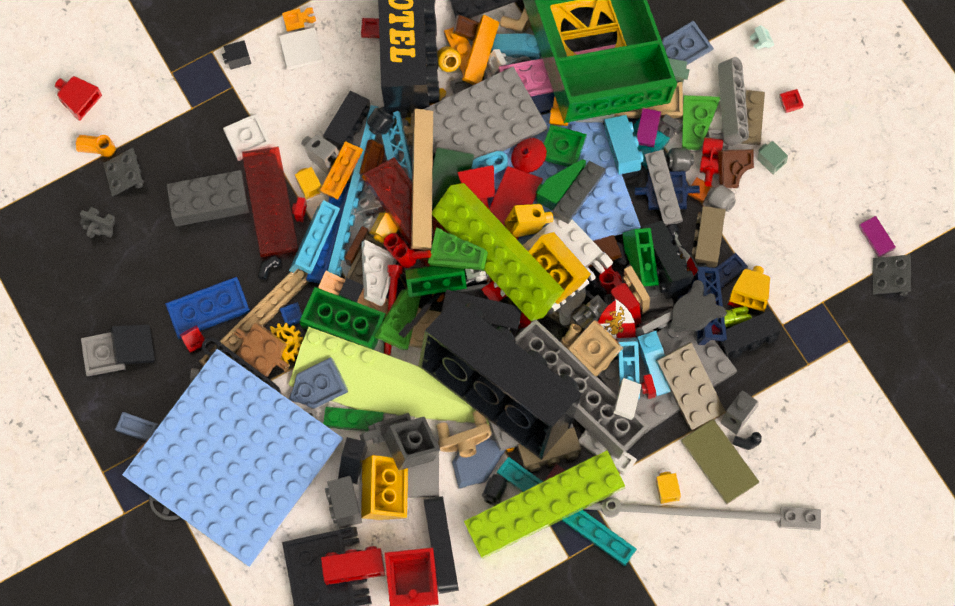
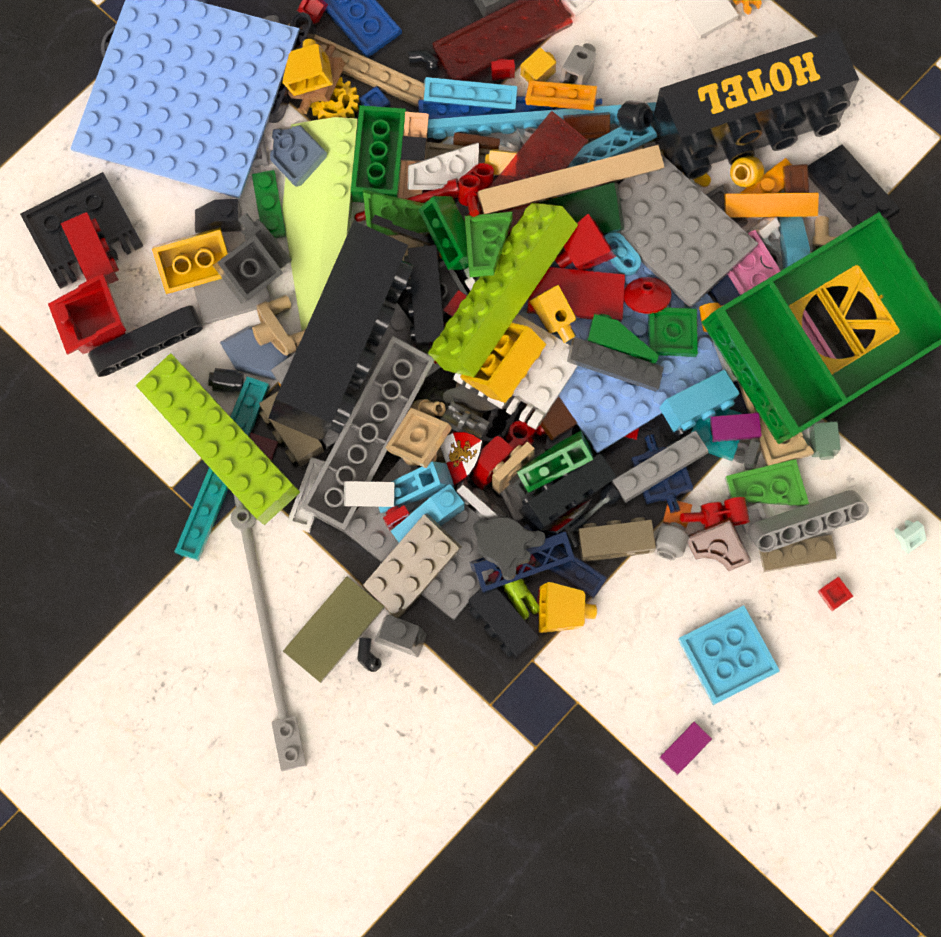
camera: 70 degrees right, 5 degrees up
(256, 349) = (307, 69): none -> yellow torso
(344, 502) = (162, 219): dark grey brick -> none
(347, 120) = (627, 83): black brick -> none
(668, 487) = (282, 575): yellow brick -> none
(679, 159) = (707, 477): dark grey head -> none
(687, 43) = (867, 444): sand blue tile -> none
(772, 157) = (749, 589): sand green brick -> none
(817, 186) = (728, 655): none -> medium azure plate
(892, 275) = (637, 778): dark grey hinge -> none

